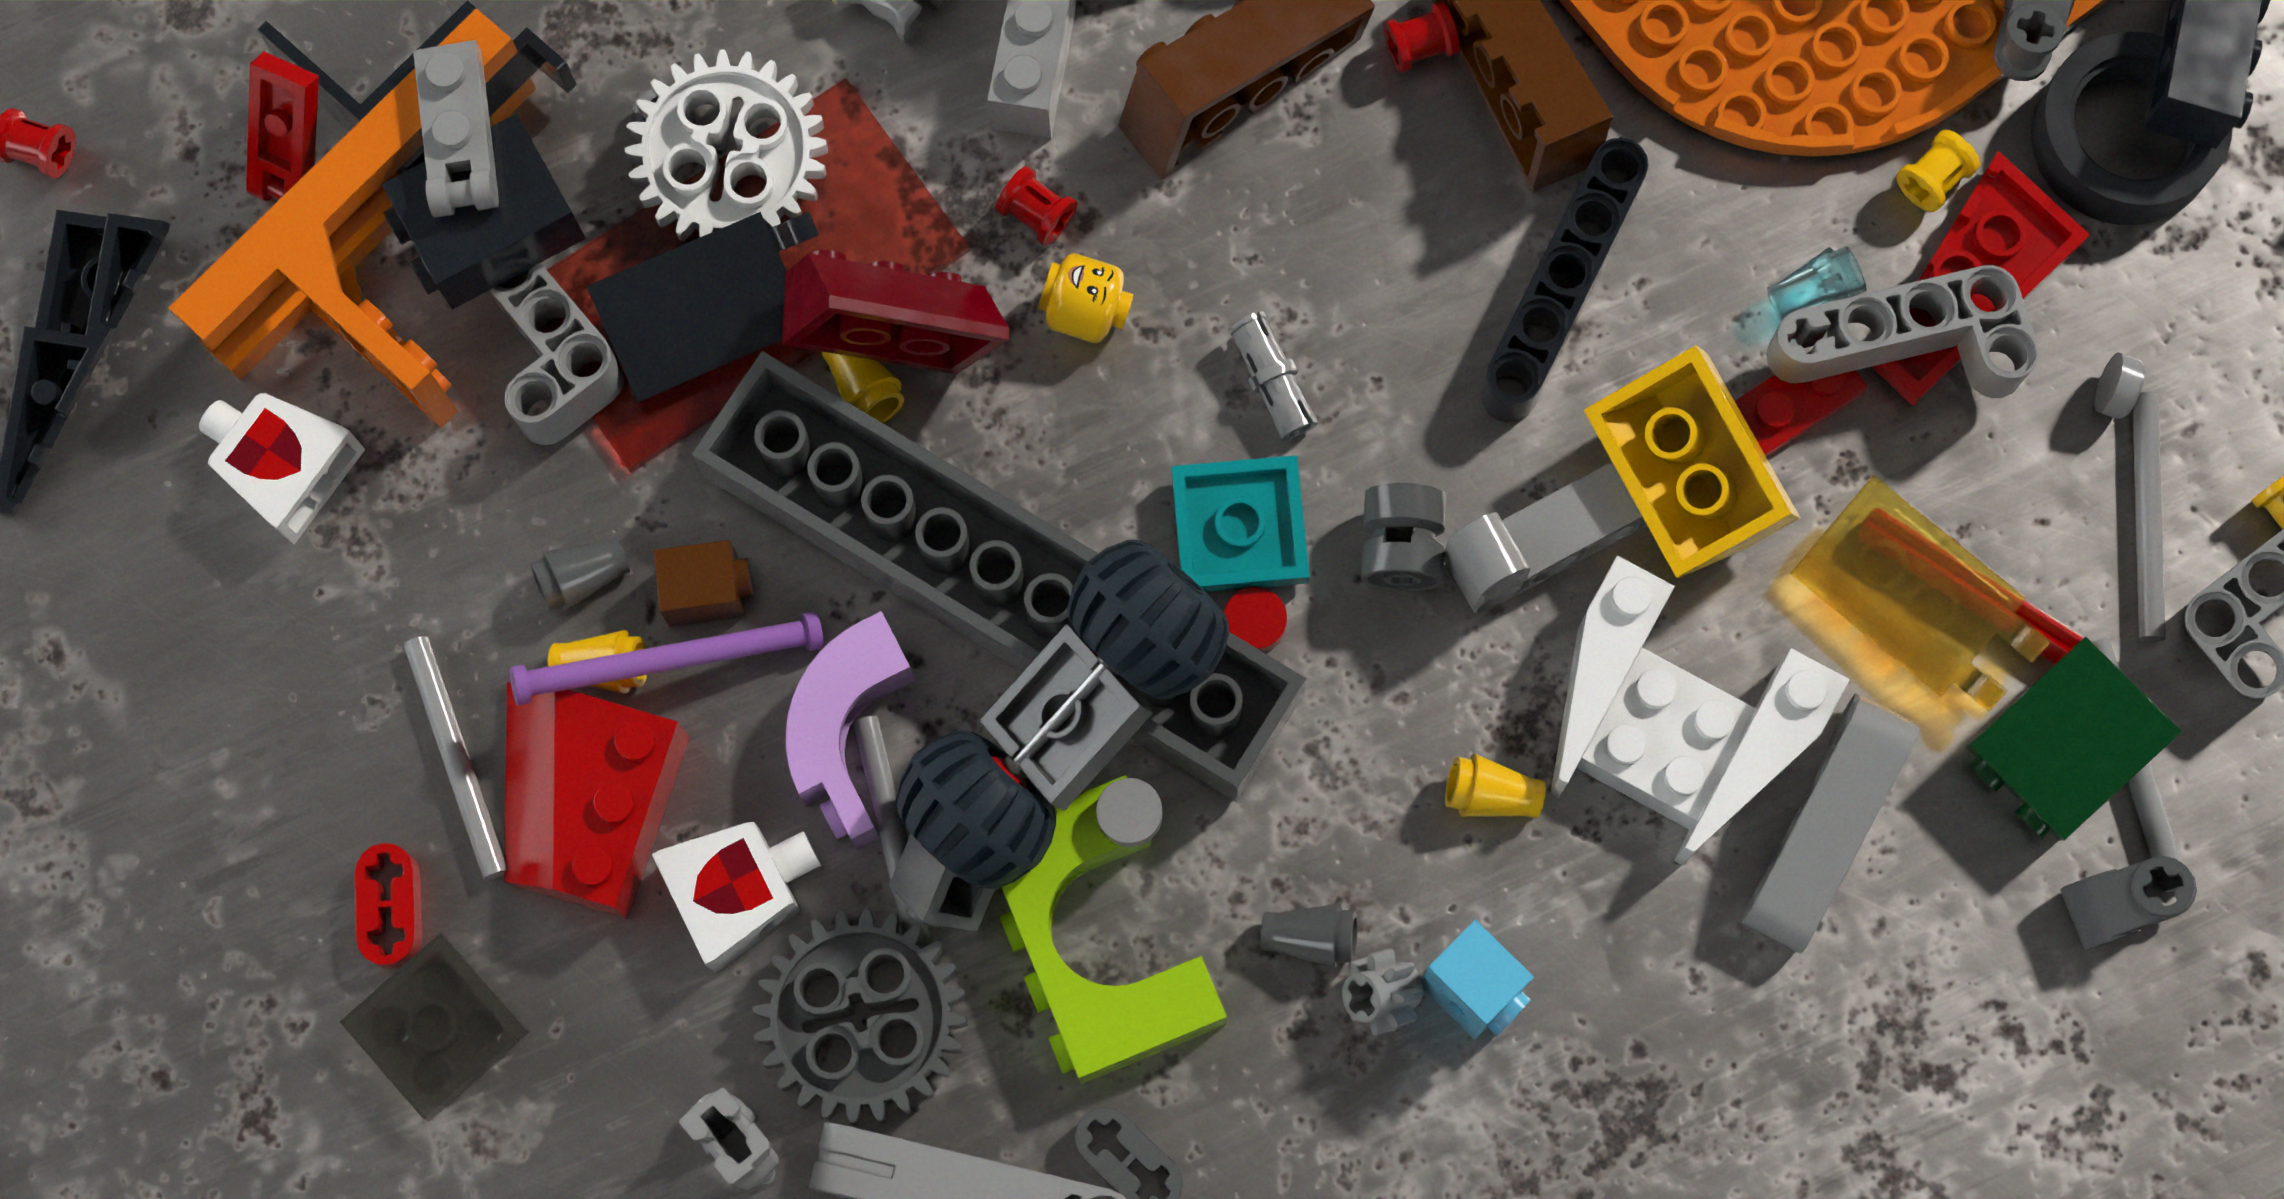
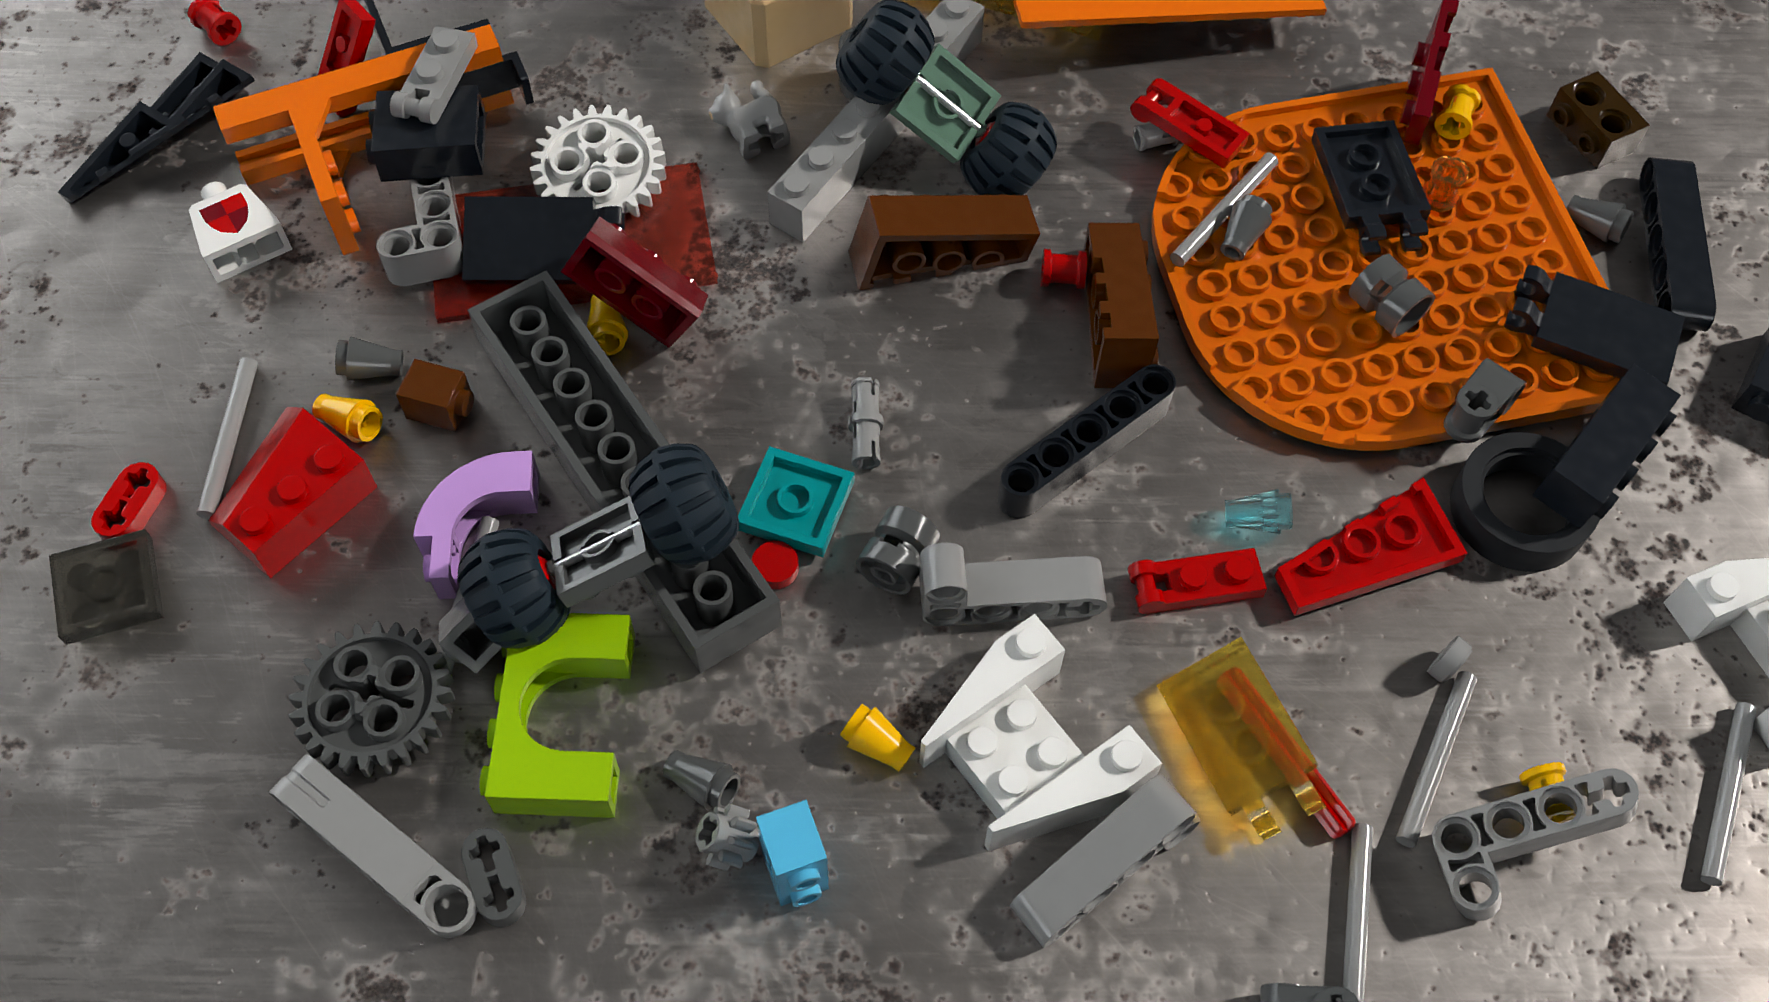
camera: 20 degrees right, 15 degrees down
(665, 658) = (378, 422): medium lavender bar -> none
(731, 1137) = (233, 732): light grey animal -> none
(734, 887) = (341, 583): white torso -> none
(1036, 206) = (769, 269): red bush -> none
(1084, 298) = (768, 329): yellow head -> none
(1129, 812) = (615, 636): light grey tile -> none
(1691, 463) = (1115, 576): yellow slope -> none
(1900, 337) = (1228, 545): light grey beam -> none
(1938, 171) = (1376, 475): yellow bush -> none
(2071, 741) = (1311, 880): dark green brick -> none

